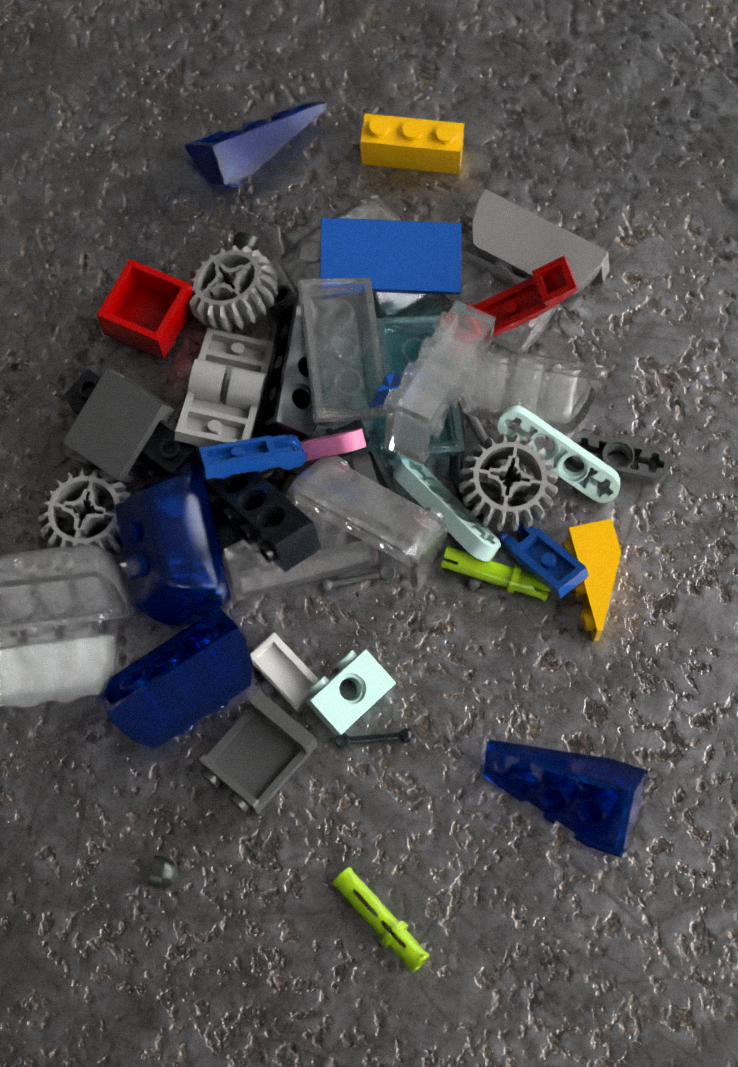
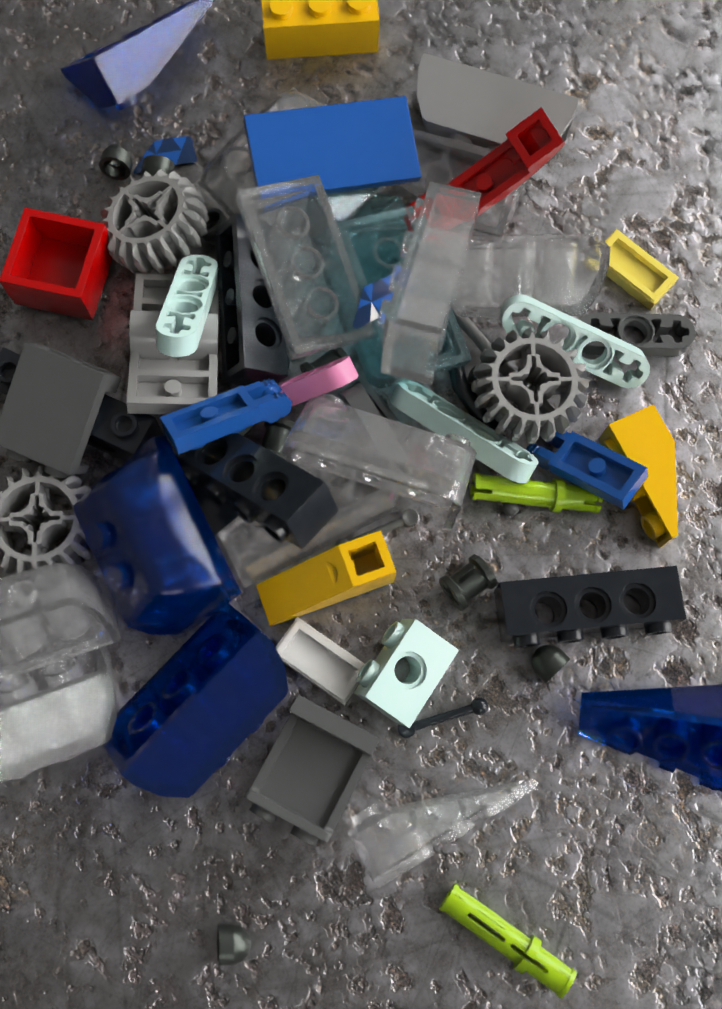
camera: 20 degrees left, 5 degrees up
(213, 231) = (113, 170): none -> pearl dark grey hinge
(241, 362) = (186, 306): none -> light aqua beam
(264, 229) = (177, 149): none -> dark blue sticker
(305, 606) = (328, 578): none -> yellow slope
(326, 816) = (405, 833): none -> clear wedge
(420, 633) = (468, 582): none -> pearl dark grey bush
(472, 712) = (548, 661): none -> pearl dark grey hinge
(535, 662) = (654, 588): none -> black brick
(633, 403) = (637, 271): none -> light yellow tile

